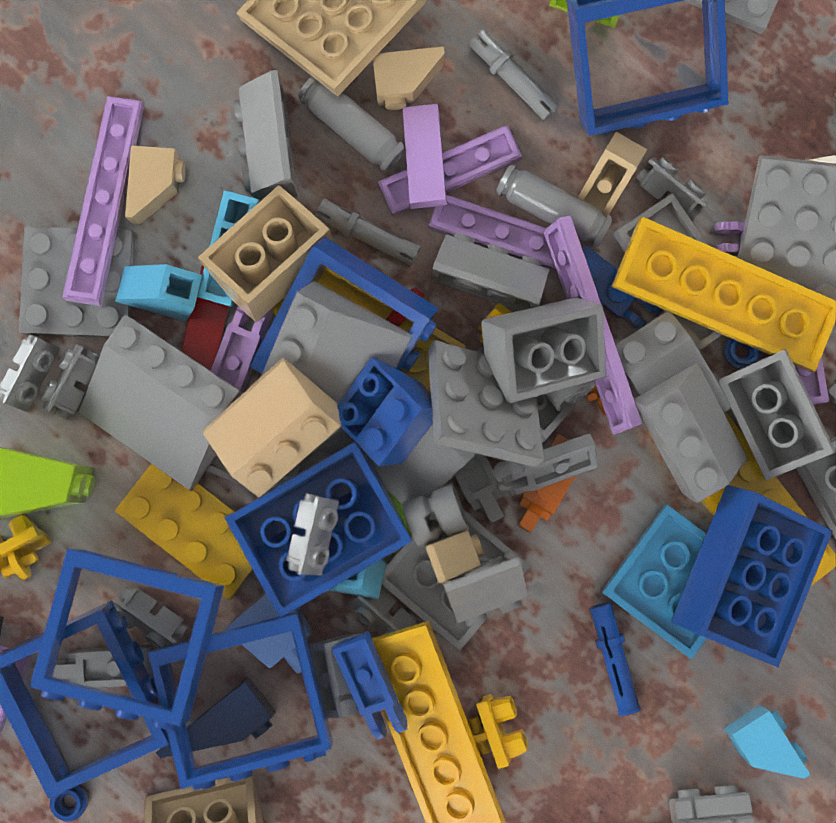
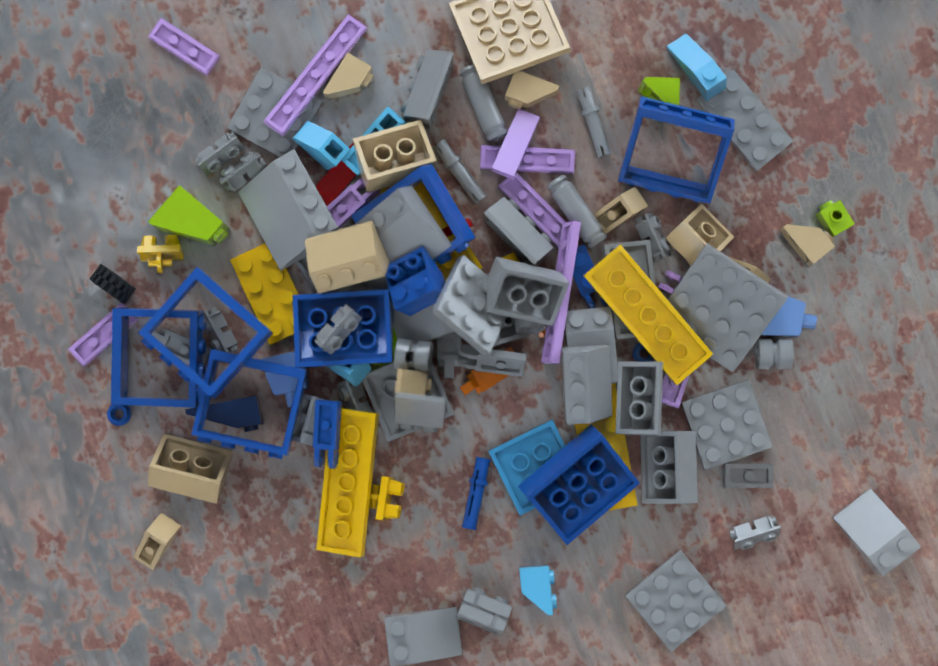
camera: 25 degrees right, 0 degrees up
(731, 155) = (696, 232): none -> tan slope

